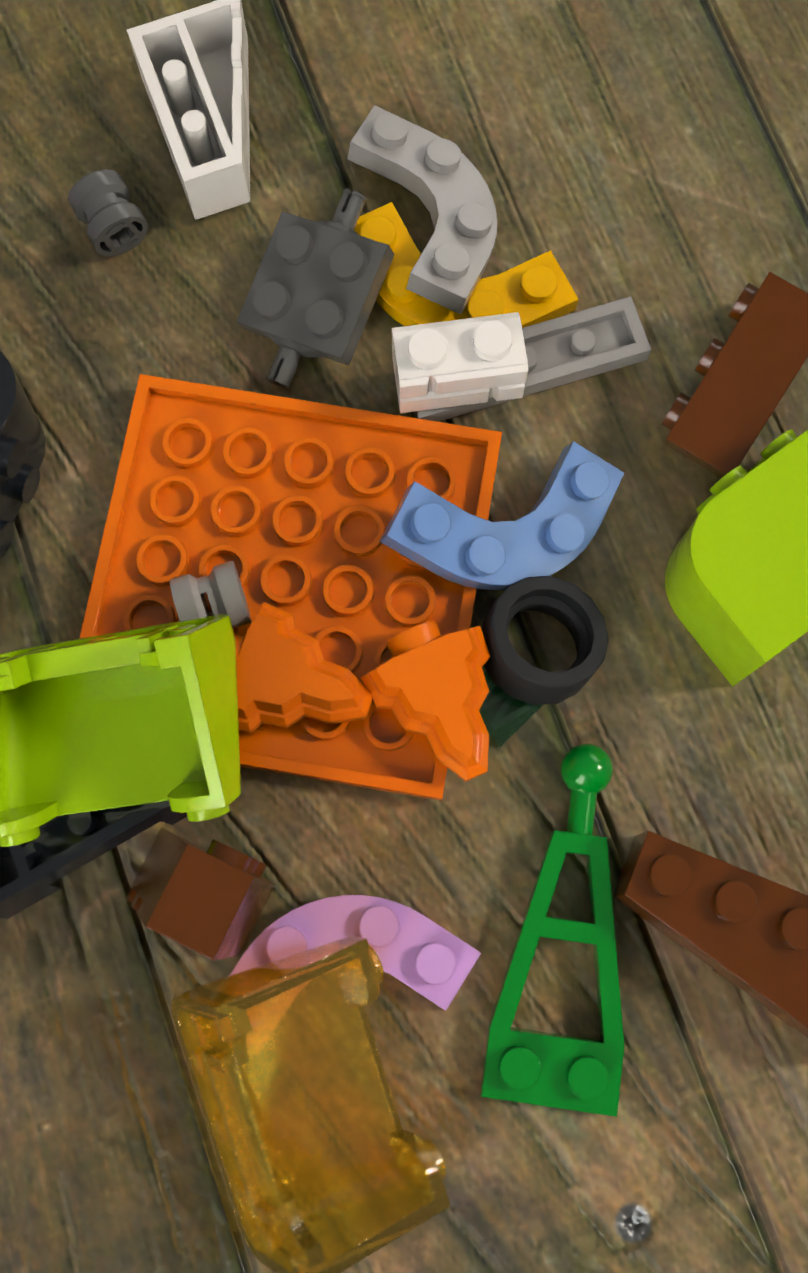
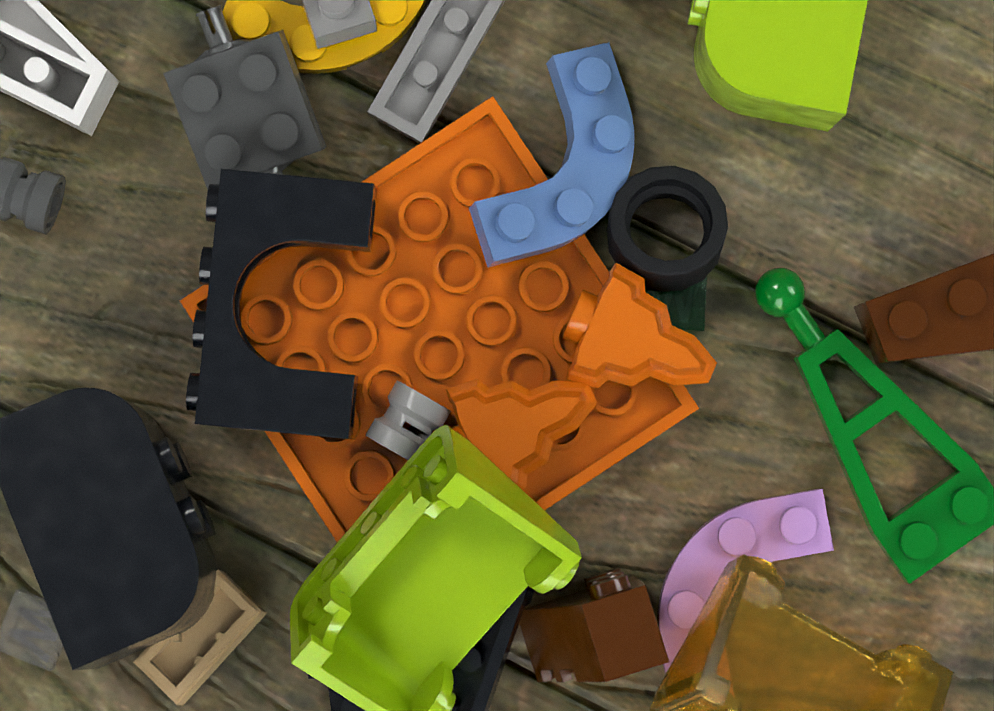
camera: 45 degrees left, 10 degrees up
(238, 358) = (253, 220): none -> black arch
(459, 362) = (419, 78): white brick -> none

